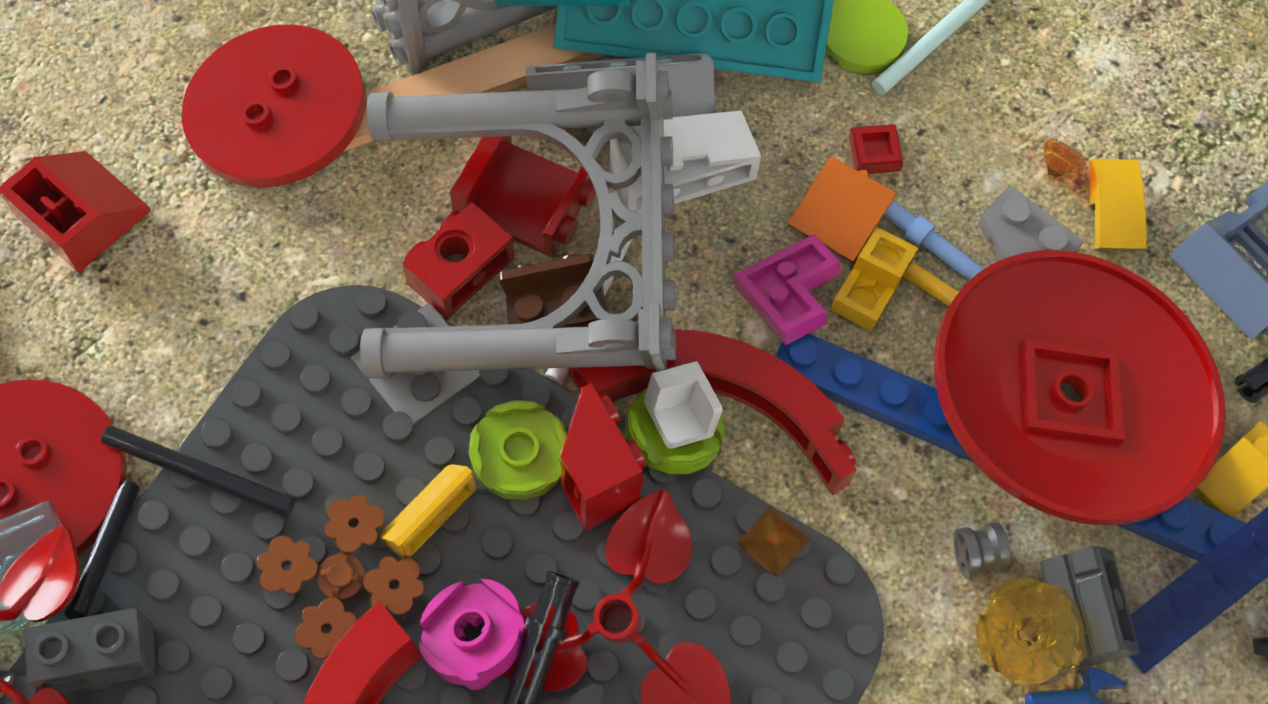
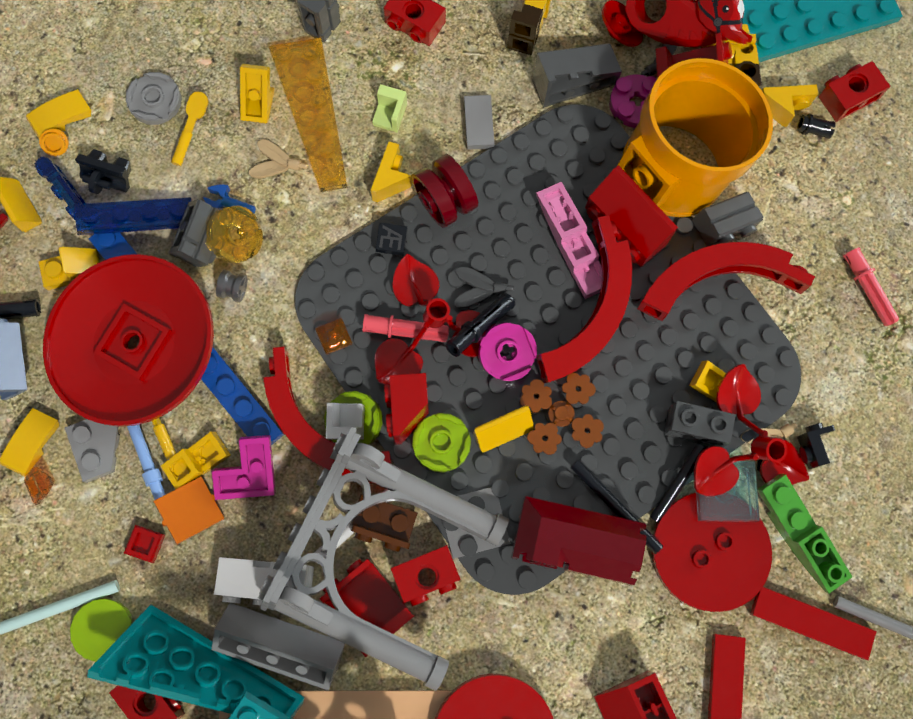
camera: 155 degrees left, 10 degrees up
(237, 375) = (580, 539): none -> dark red brick
(682, 595) = (402, 328): none -> coral axle

